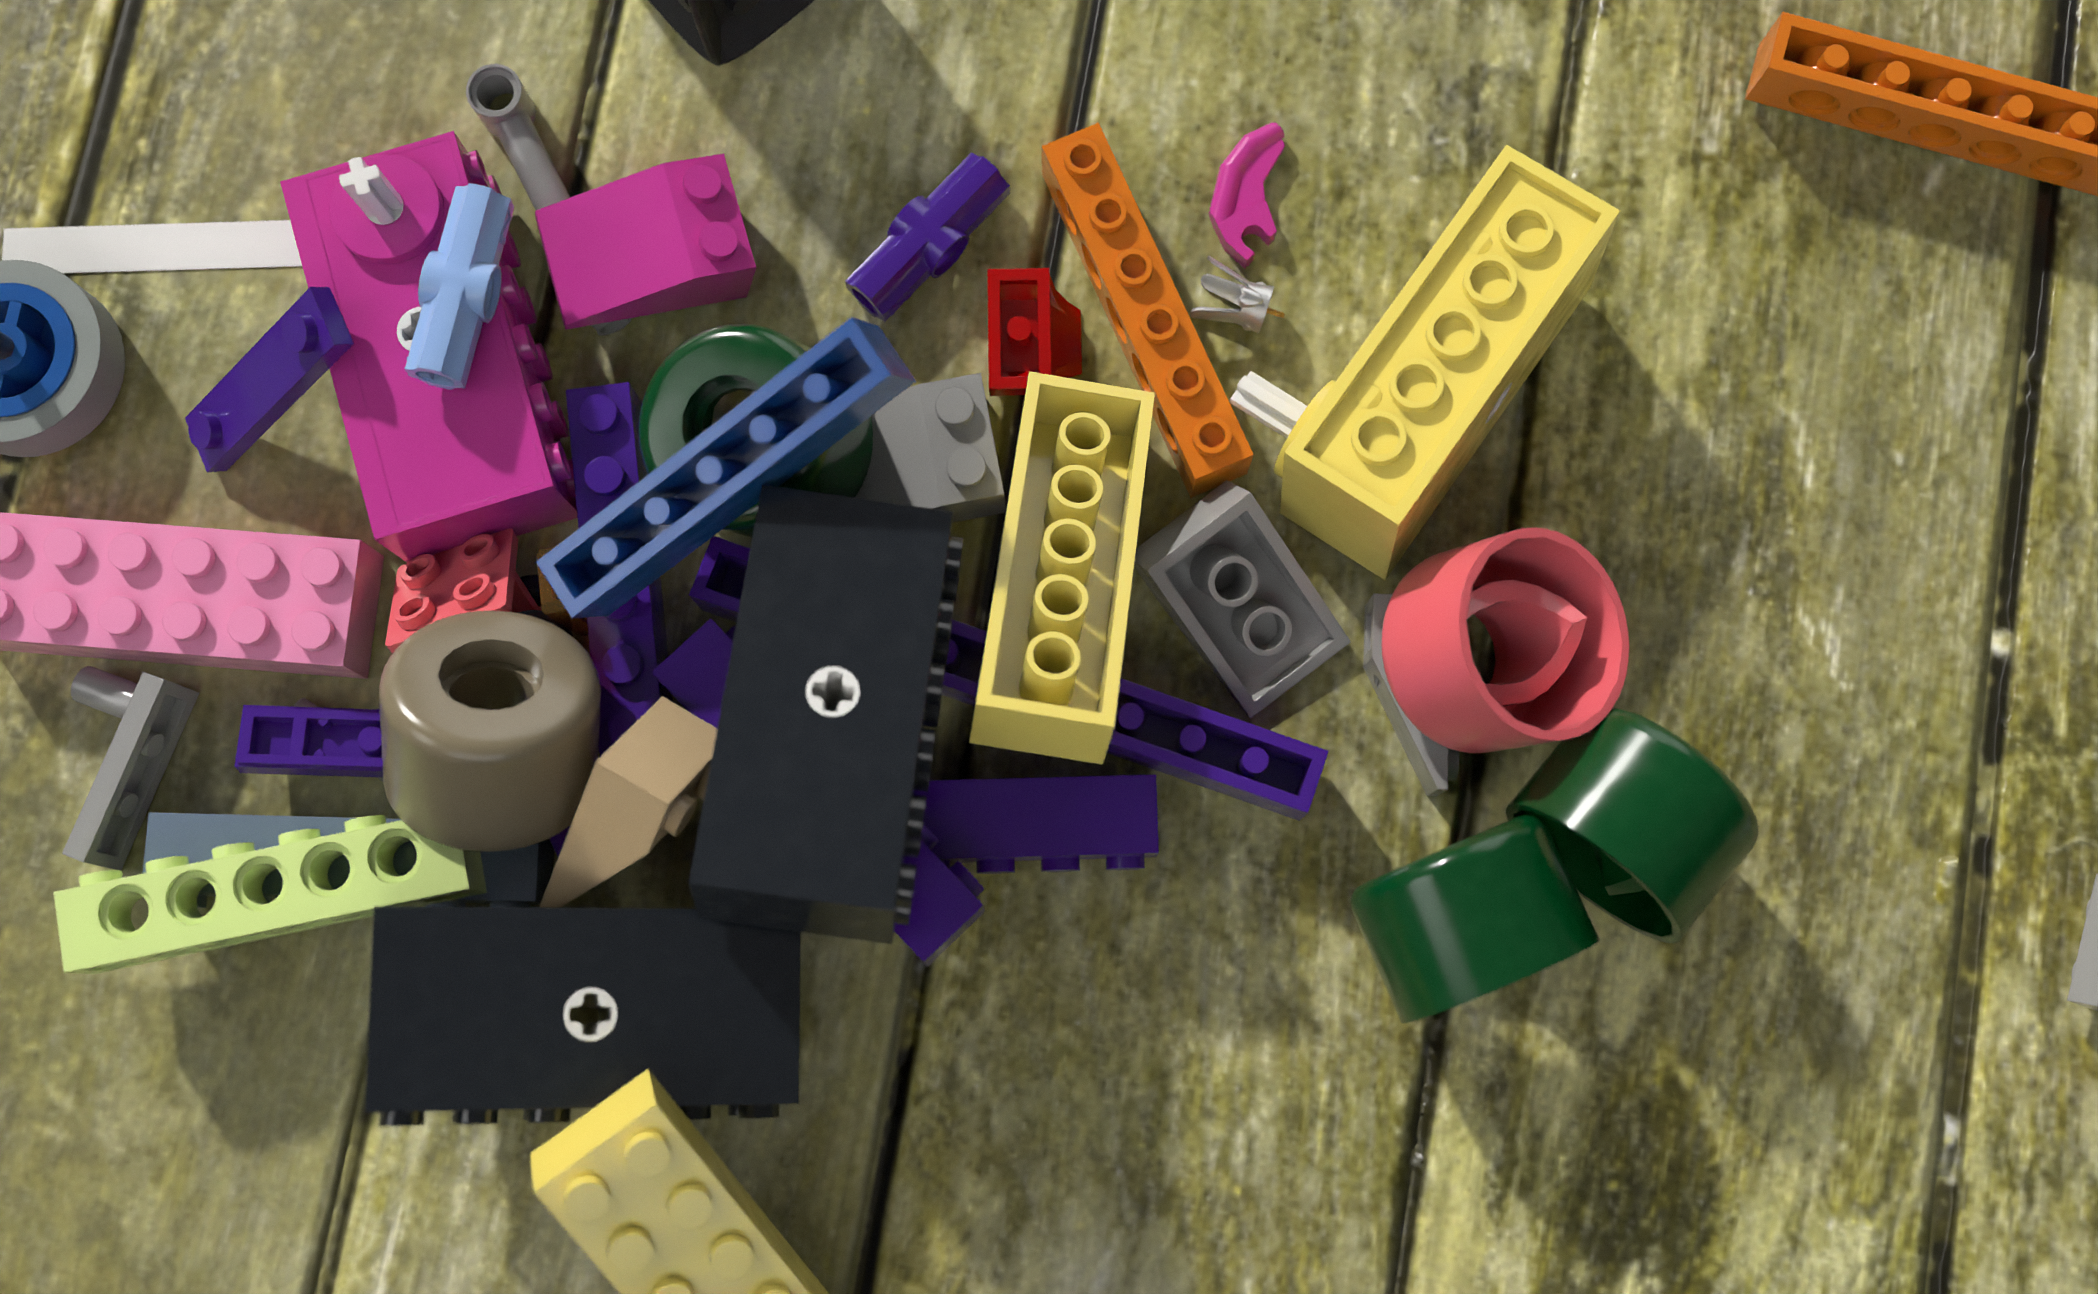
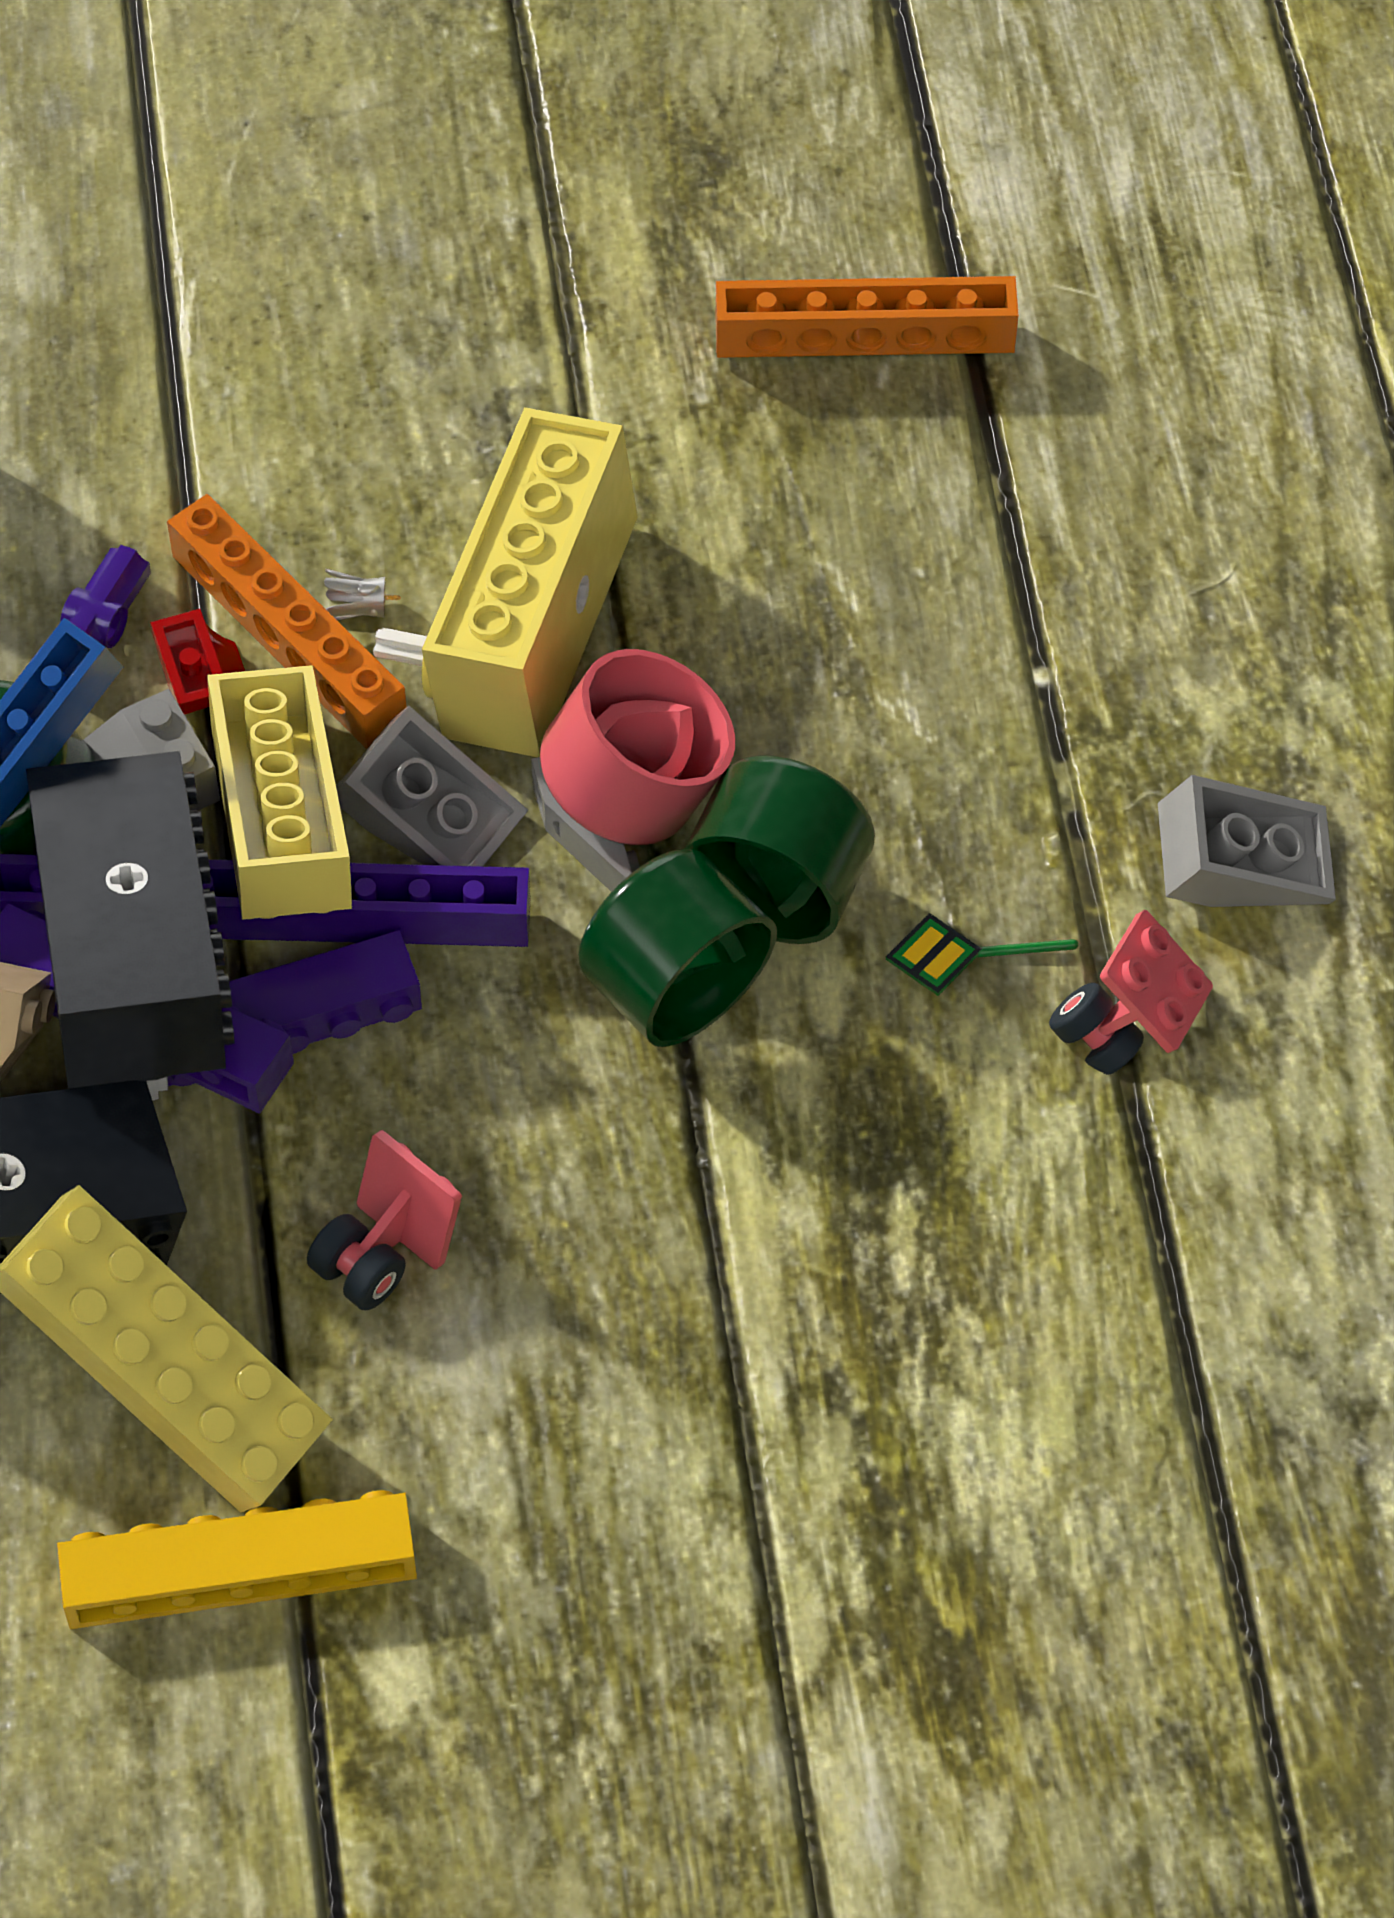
camera: 20 degrees left, 20 degrees down
(1078, 1156) = (409, 1208): none -> coral plate
(1239, 194) = (337, 528): dark pink piece -> none
(1772, 980) = (939, 954): none -> piece
(2011, 1140) = (1154, 986): none -> coral plate

